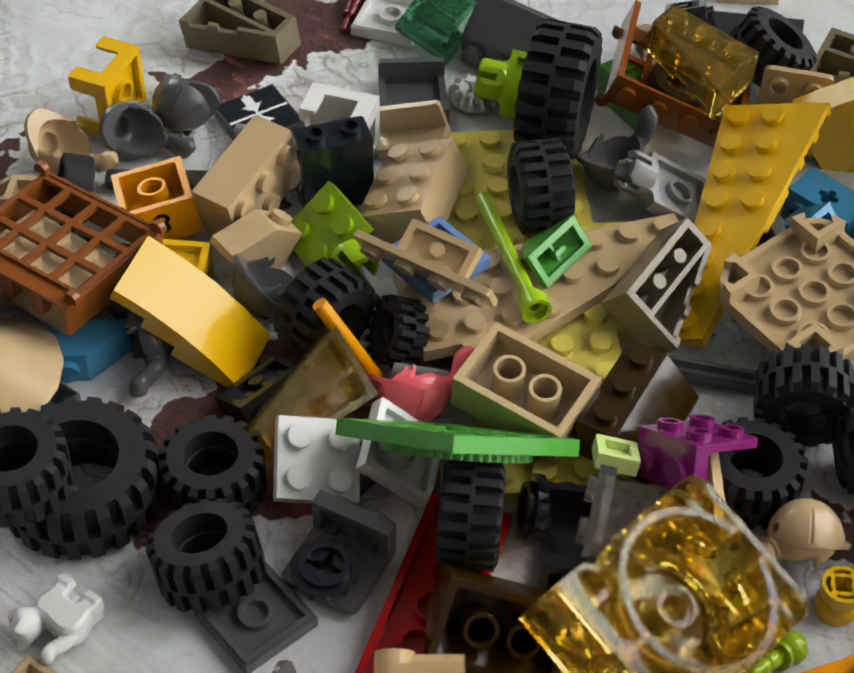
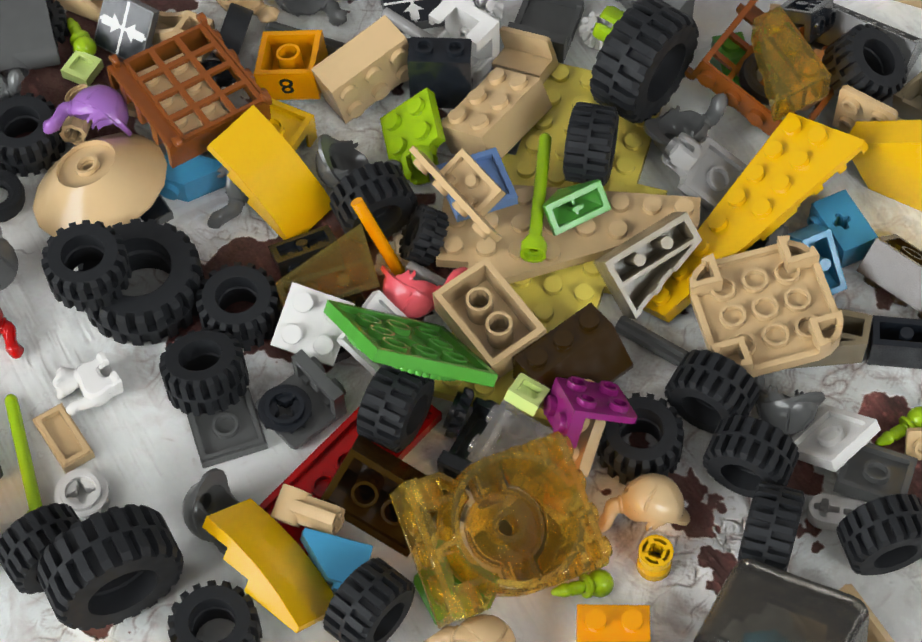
camera: 25 degrees right, 10 degrees up
(258, 236) = (353, 120): tan slope -> none

